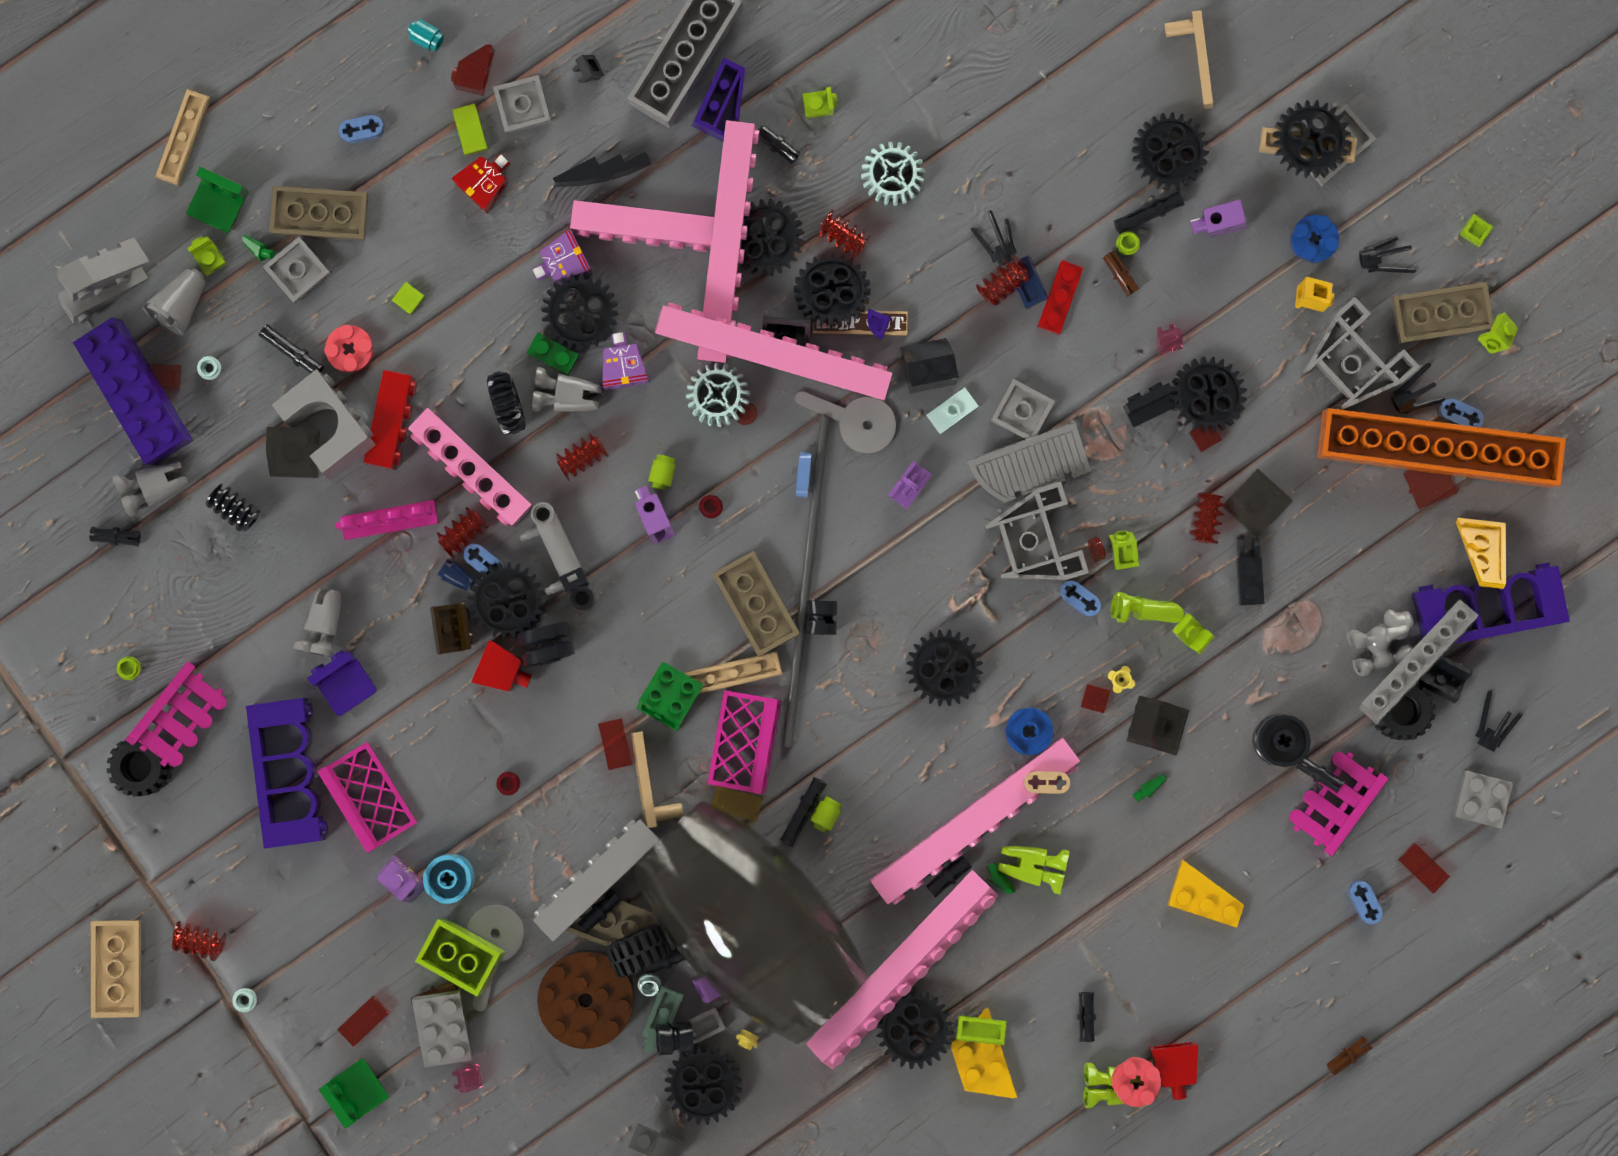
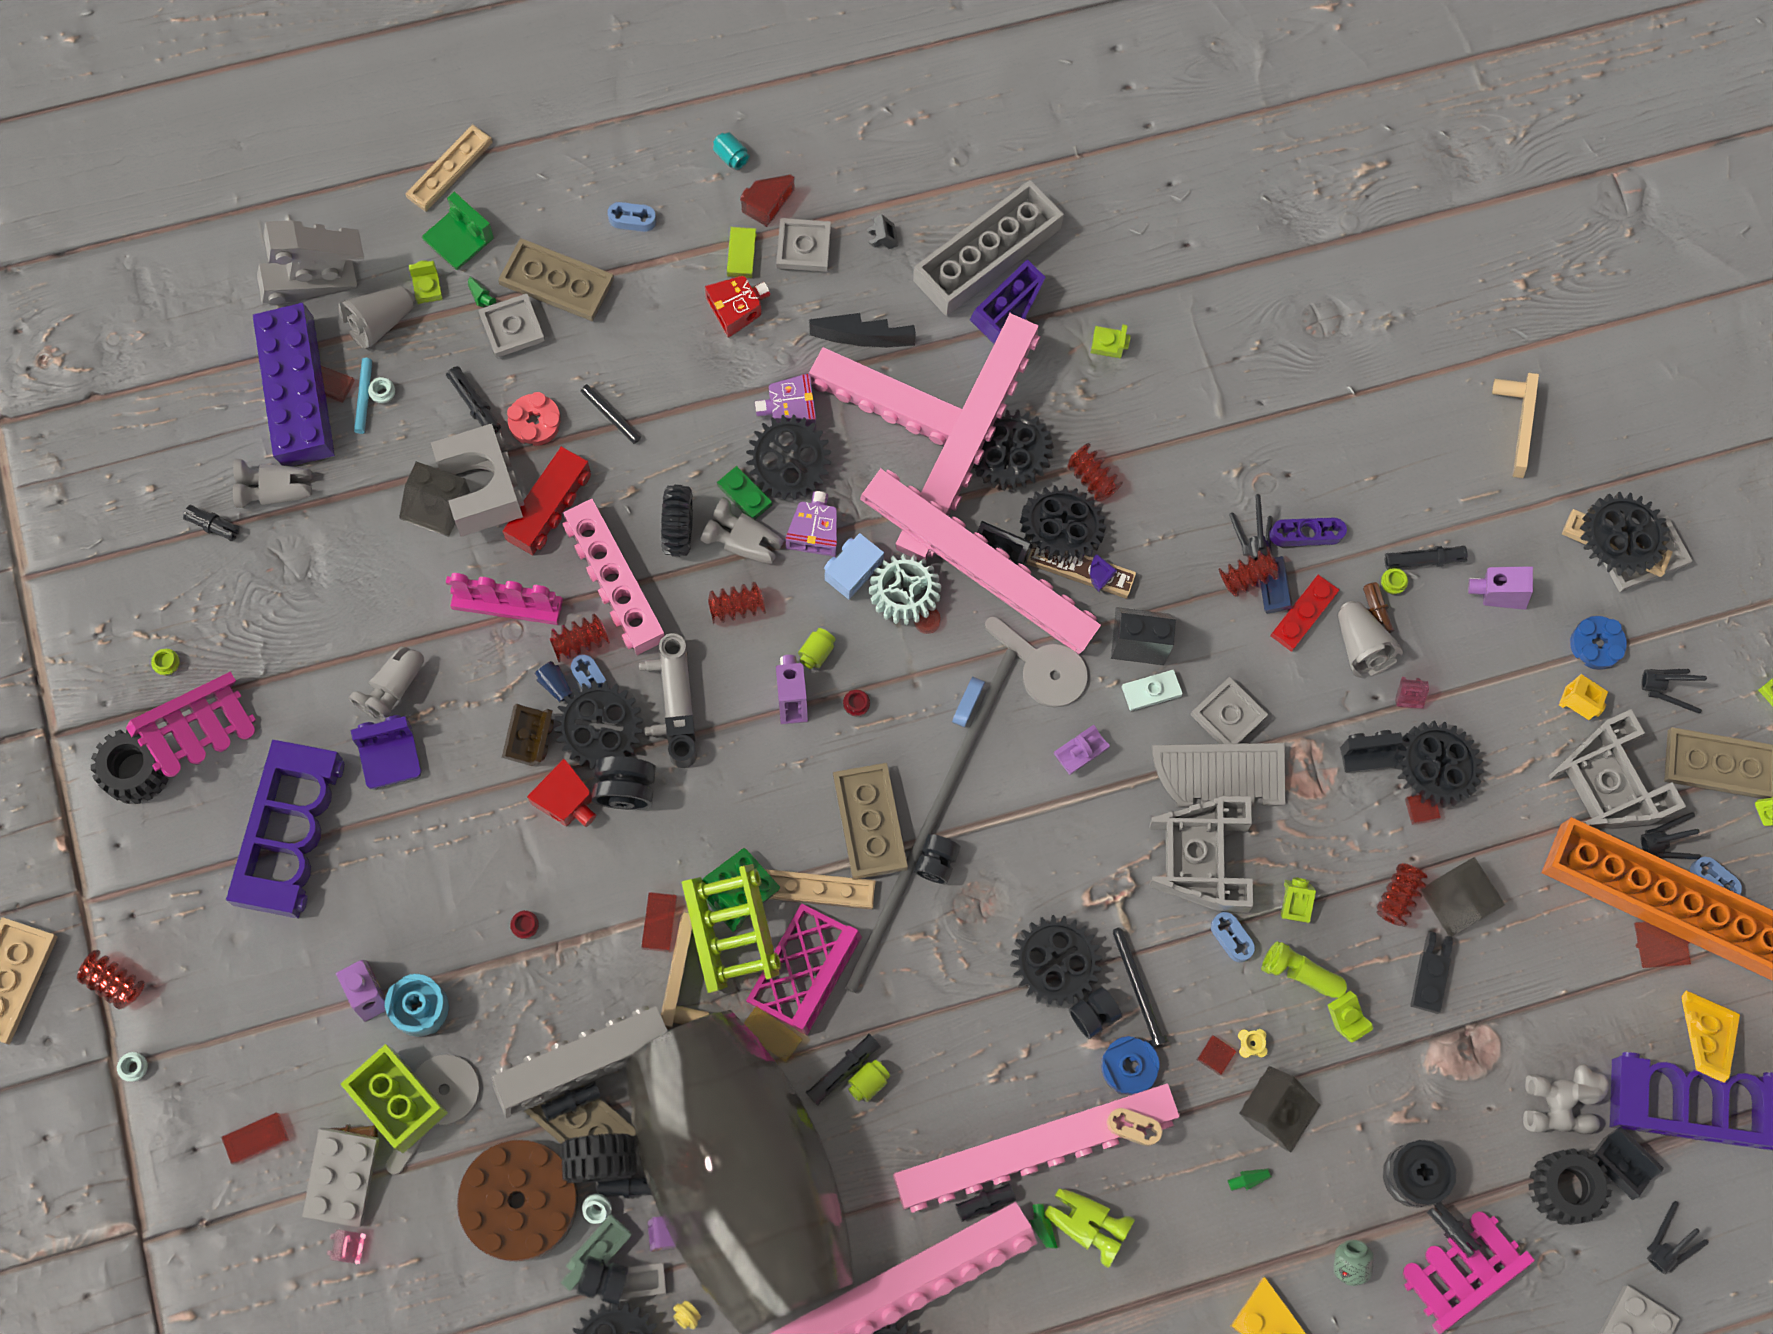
camera: 10 degrees right, 15 degrees down
(195, 377) = (363, 395): none -> medium azure bar
(231, 508) = (346, 533): black piece -> none
(346, 803) = (339, 896): dark pink fence -> none
(353, 1093) = (208, 1218): green bracket -> none
(408, 298) = (615, 390): lime tile -> none
(412, 321) = (610, 414): none -> black bar
(663, 752) = (710, 947): none -> lime fence
(668, 389) = (853, 565): none -> light blue brick
(778, 144) = (1053, 365): black pin -> none
(887, 165) = (1161, 414): light aqua gear -> none
(988, 699) = (1096, 1012): none -> black wheel
(1017, 666) = (1157, 1038): none -> black bar
(1024, 224) = (1299, 539): none -> dark purple beam
(1096, 549) = (1267, 888): clear red tile -> none
(1117, 307) = (1366, 641): none -> light grey cone
(1160, 133) = (1460, 482): black gear -> none
(1248, 827) = (1353, 1263): none -> sand green head
(1418, 662) = (1605, 1132): light grey brick -> none

